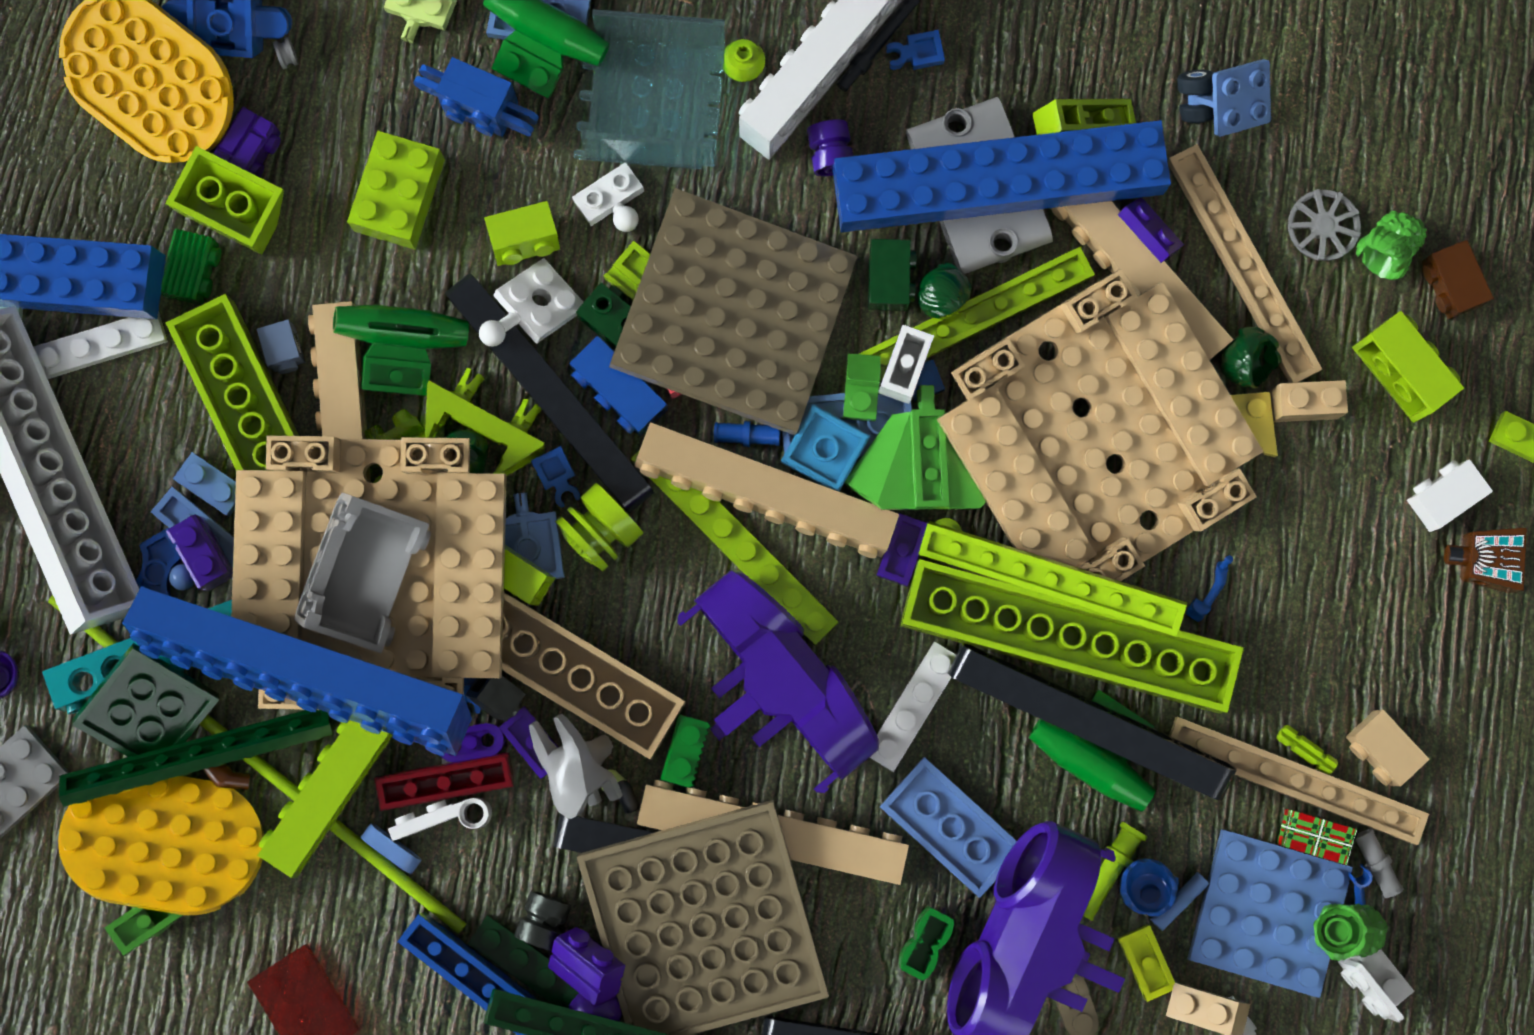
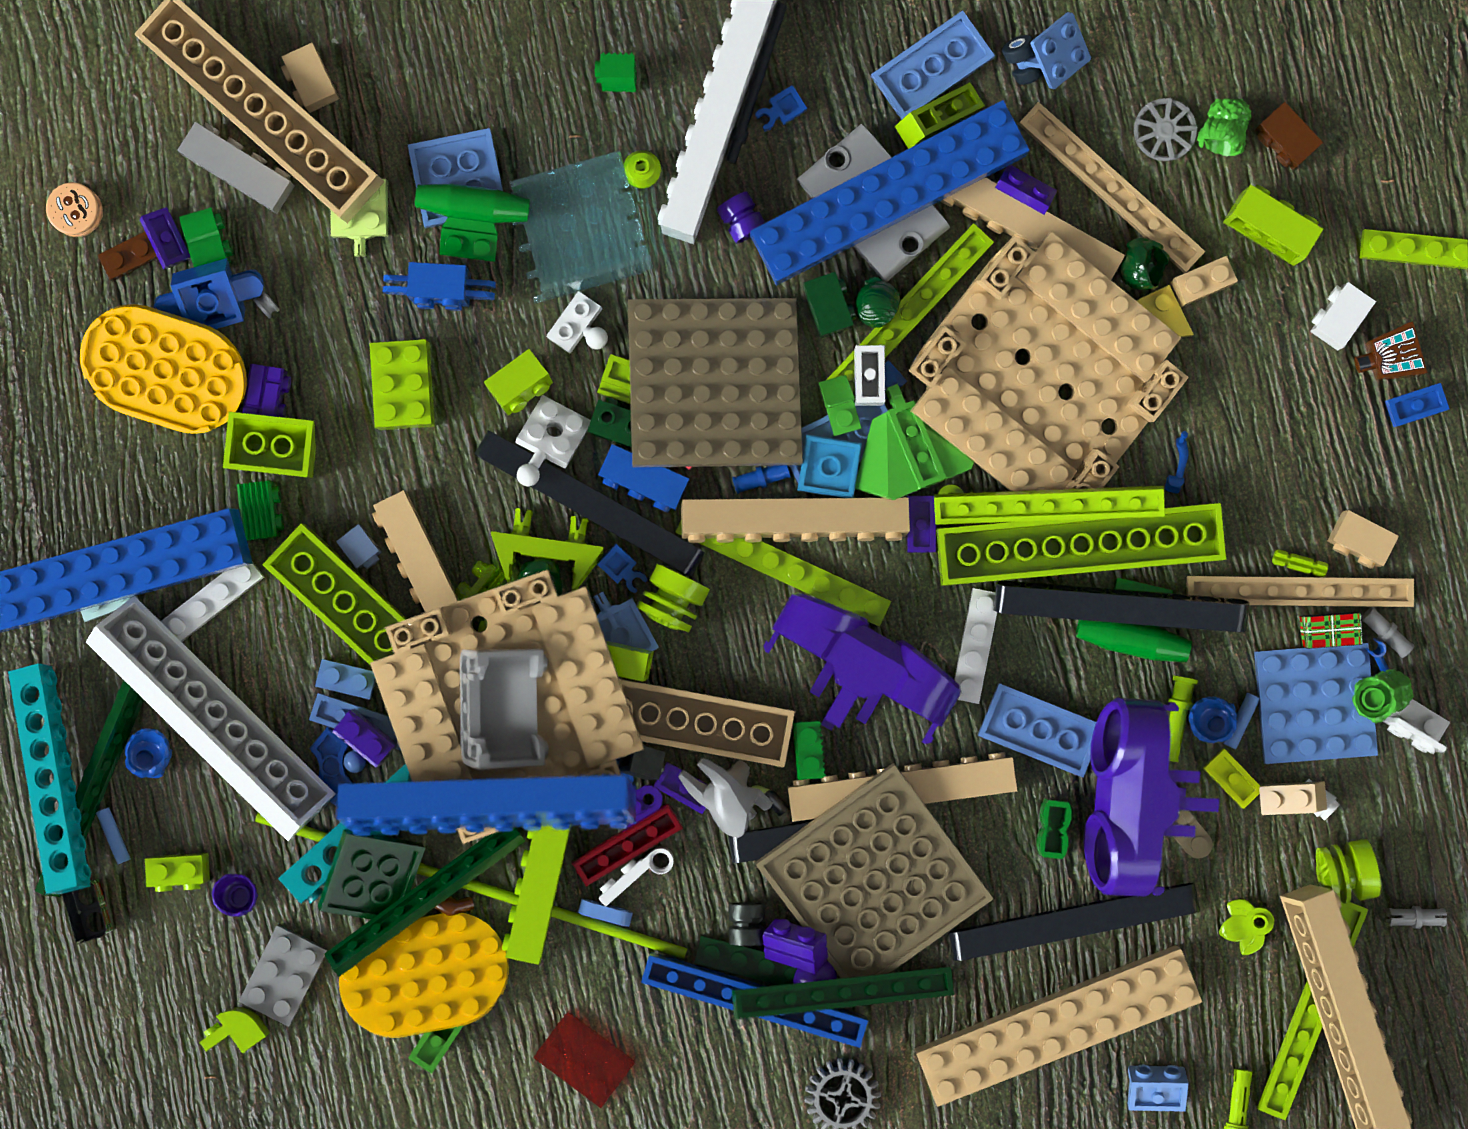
camera: 15 degrees left, 5 degrees up
(399, 343) = (453, 506): green plate -> none
(1098, 64) = (933, 65): none -> medium blue plate
(1498, 623) = (1417, 405): none -> blue plate

